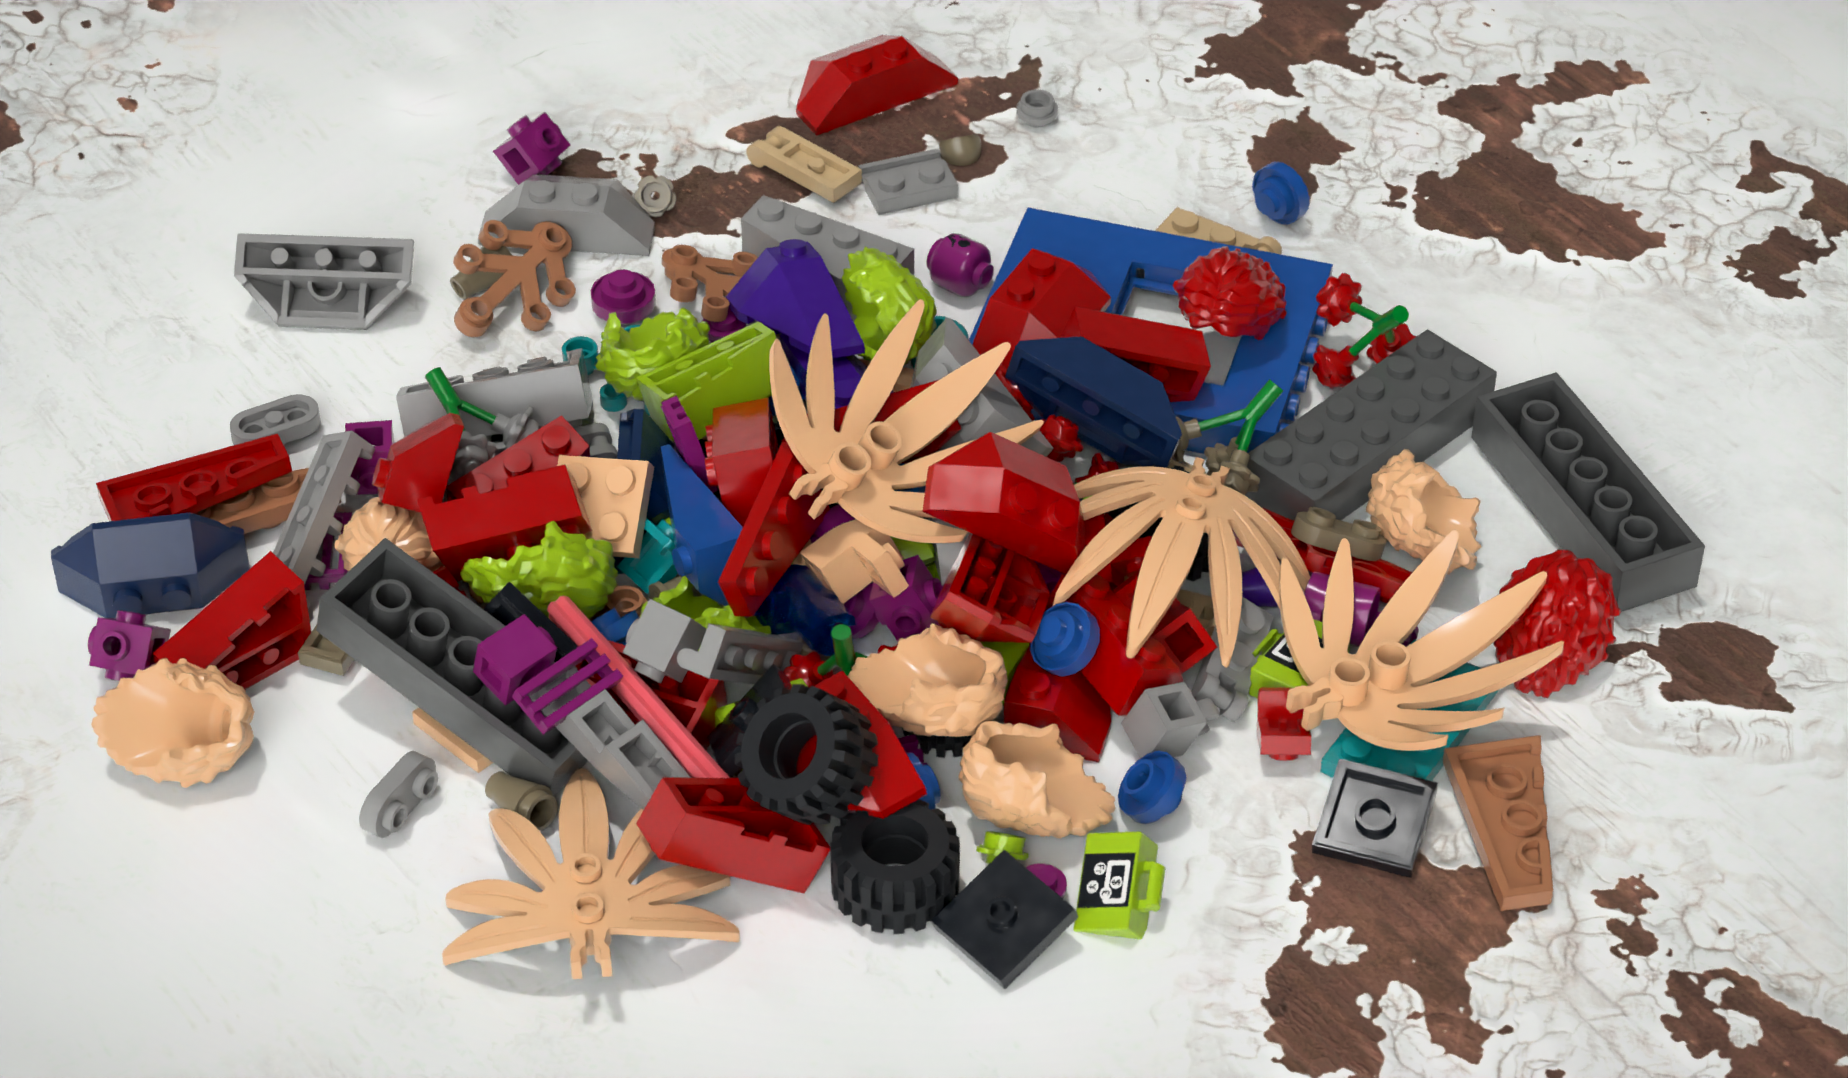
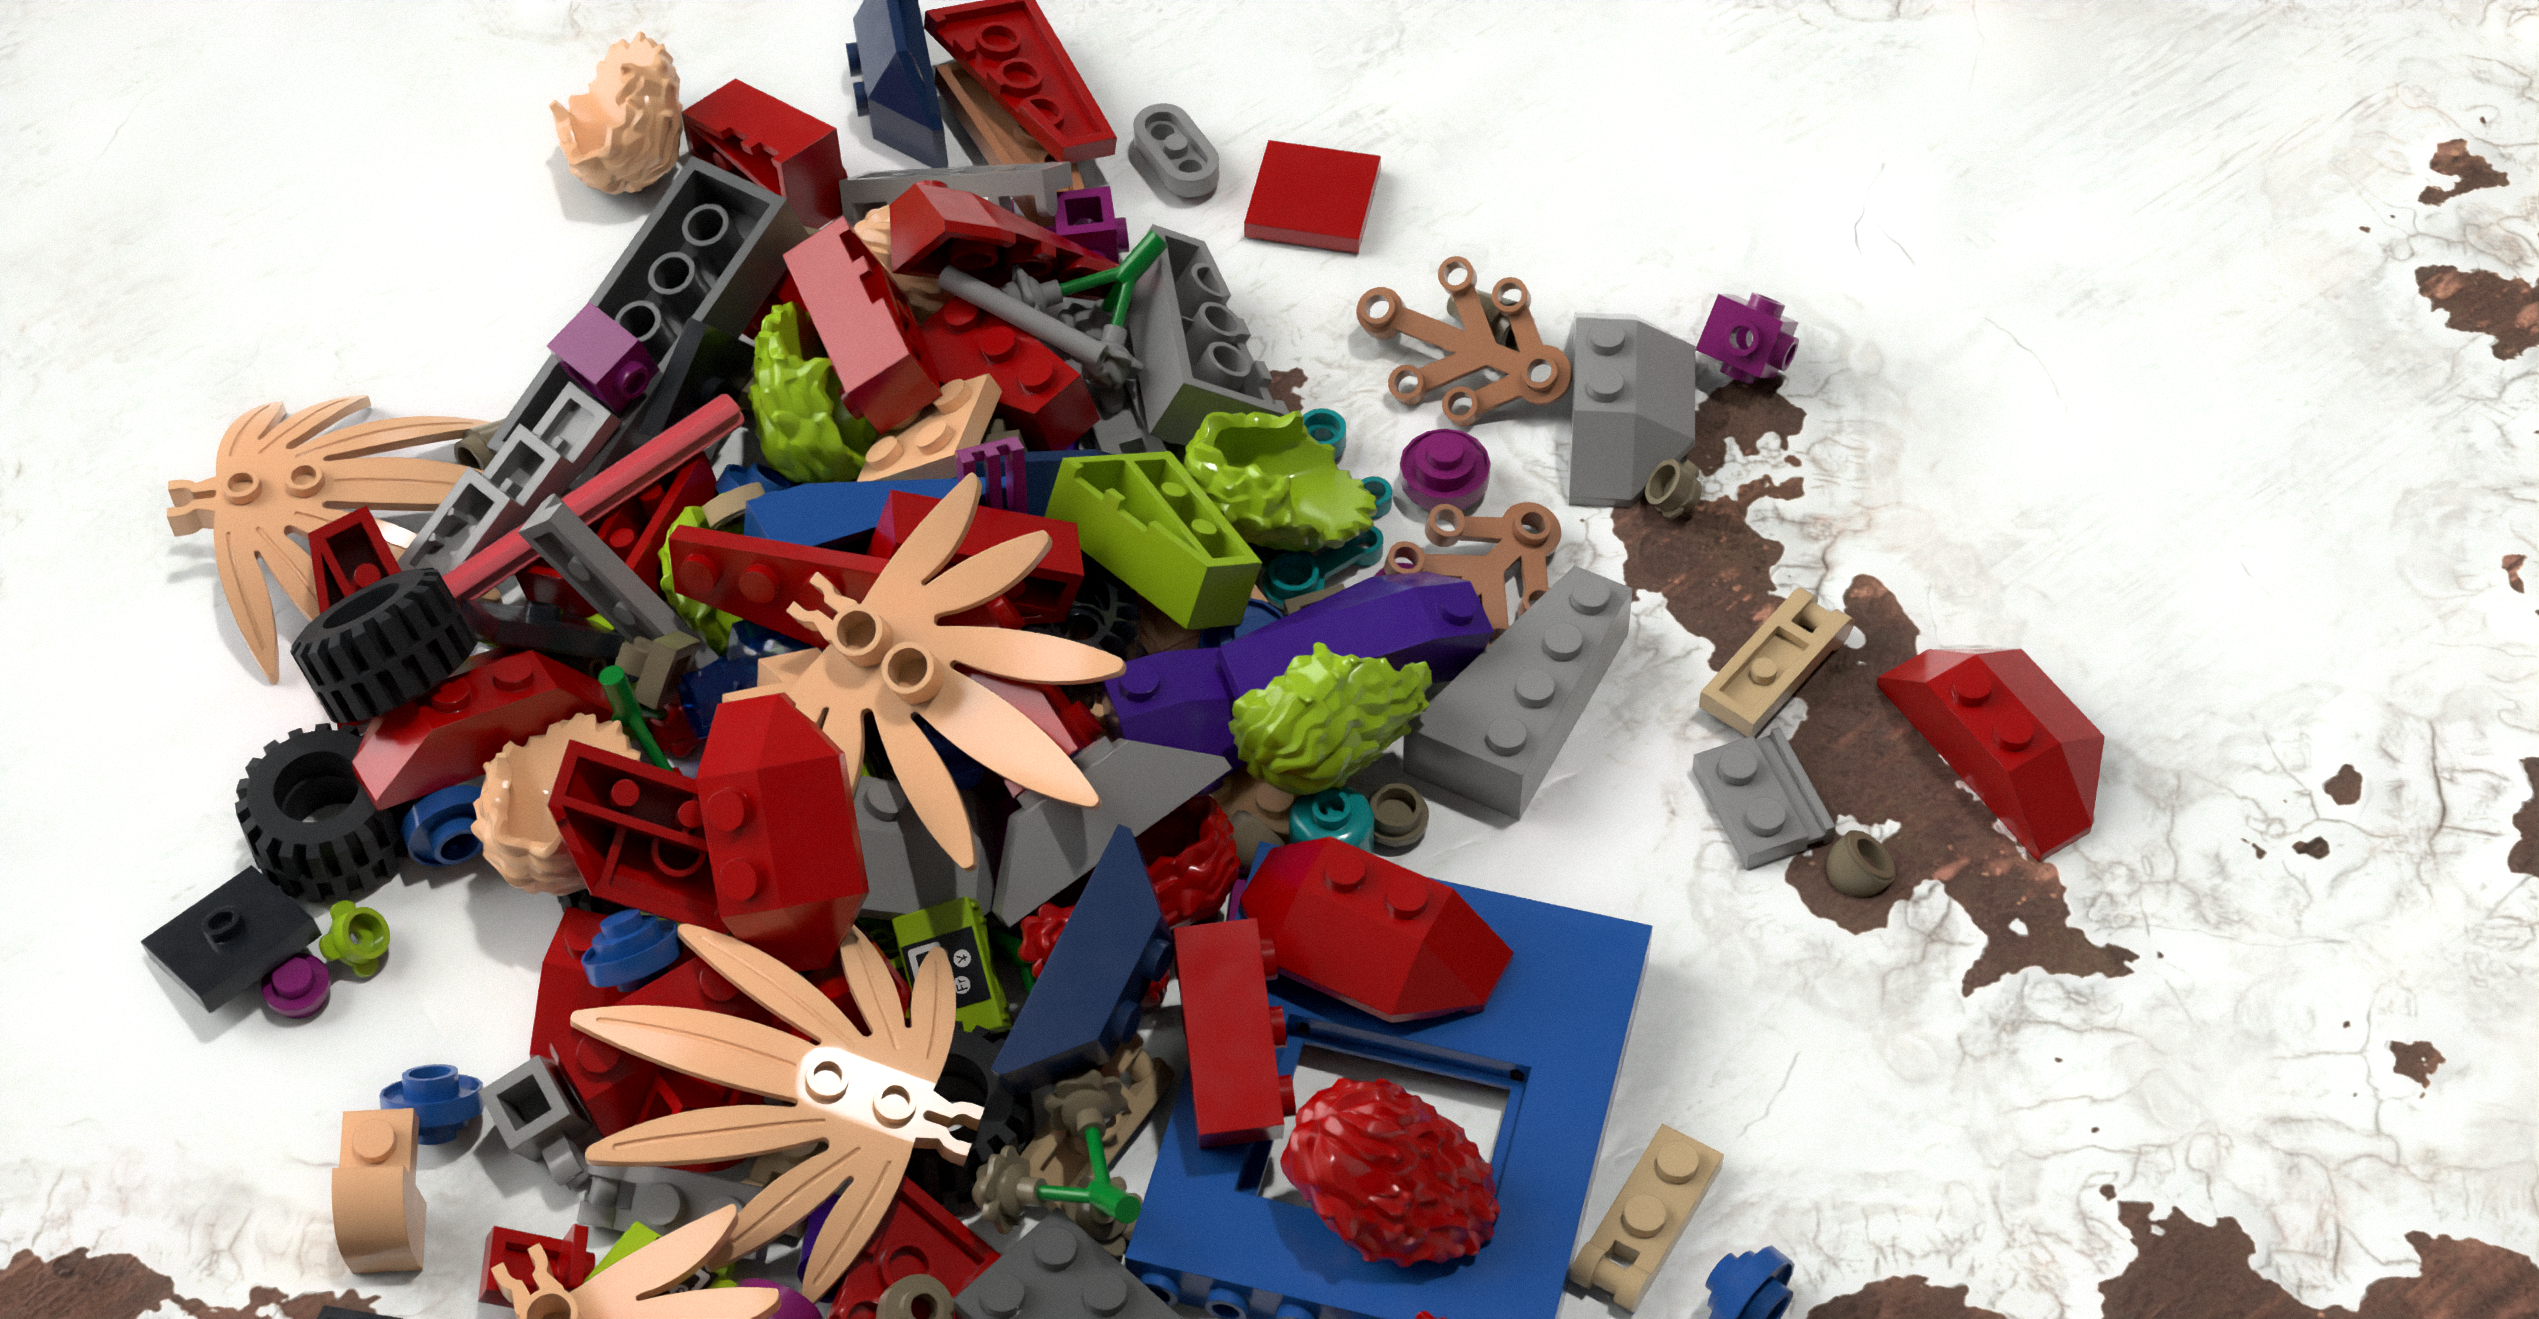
camera: 90 degrees right, 10 degrees up
(124, 644) = (768, 58): magenta brick -> none
(323, 278) = (1444, 144): light grey wedge -> none
(335, 359) = (1312, 196): none -> red tile
(398, 794) = (511, 327): light grey plate -> none
(497, 444) = (1023, 316): none -> light grey piece
(597, 664) = (531, 391): magenta tile -> none
(658, 638) = (634, 505): light grey brick -> none
(669, 587) = (729, 508): none -> tan tile
(805, 637) = (658, 666): none -> dark tan tile
(960, 264) = (1536, 853): magenta head -> none
(1031, 782) = (431, 953): light nougat hair -> none
(1037, 108) = (1969, 946): light grey plate -> none
(1119, 884) = (279, 1068): lime piece -> none
(1243, 791) = (374, 1192): none -> light nougat brick

